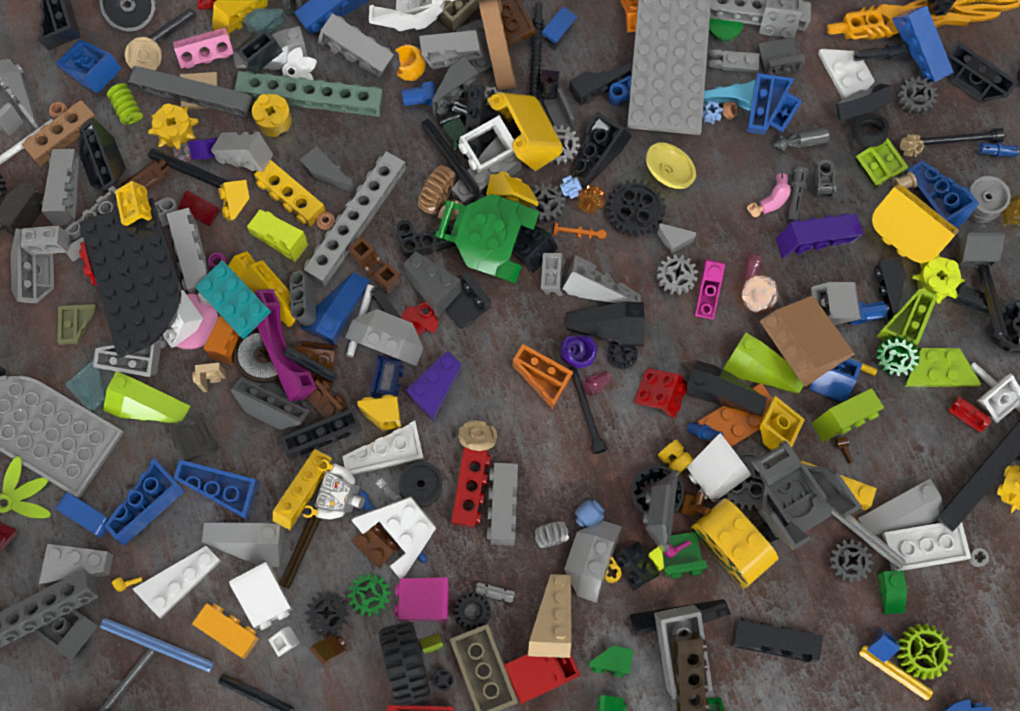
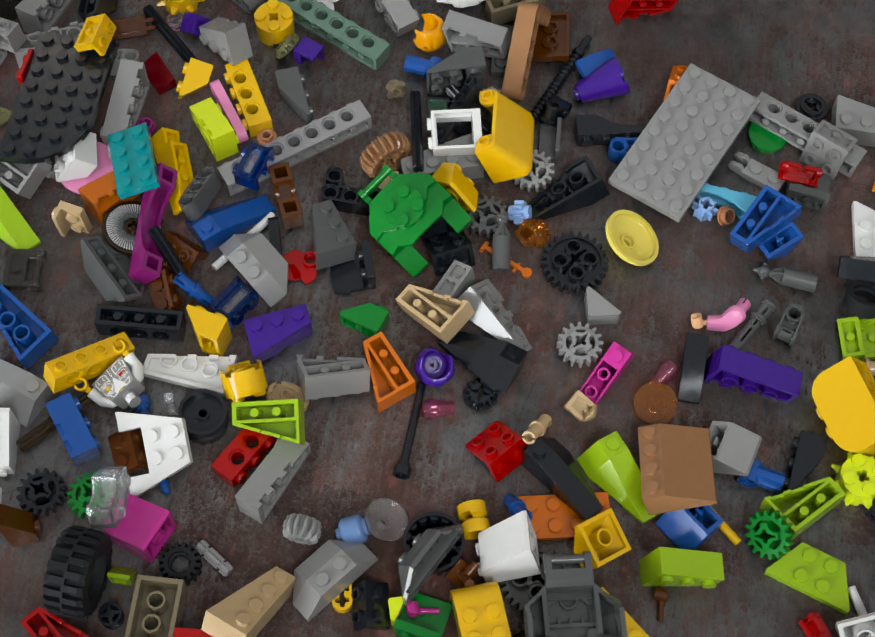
camera: 30 degrees right, 10 degrees down
(279, 212) = (228, 110): none -> bright pink beam
(294, 131) = (286, 45): none -> olive gear
(315, 126) = (308, 50): none -> dark purple panel
(323, 550) = (73, 428): none -> blue wedge
(335, 253) = (252, 165): none -> clear blue window
(347, 384) = (193, 289): none -> blue pin
(389, 590) = (108, 497): none -> clear brick
(407, 126) = (395, 89): none -> dark tan plate
(436, 439) = (243, 380): none -> yellow brick
(481, 461) = (272, 417): none -> lime wedge
(500, 338) = (365, 319): none -> green slope
(502, 401) = (332, 377): none -> light grey wedge
(553, 305) = (435, 312): none -> tan wedge
(572, 221) = (501, 244): none -> dark grey wheel
(574, 40) = (602, 83): none -> dark purple cone
(614, 487) = (391, 513): none -> clear dish
(684, 361) = (537, 429): none -> tan pin
(706, 325) = (581, 407): none -> tan plate
(769, 47) = (798, 174): none -> red hinge
(772, 250) = (692, 368): none -> black slope

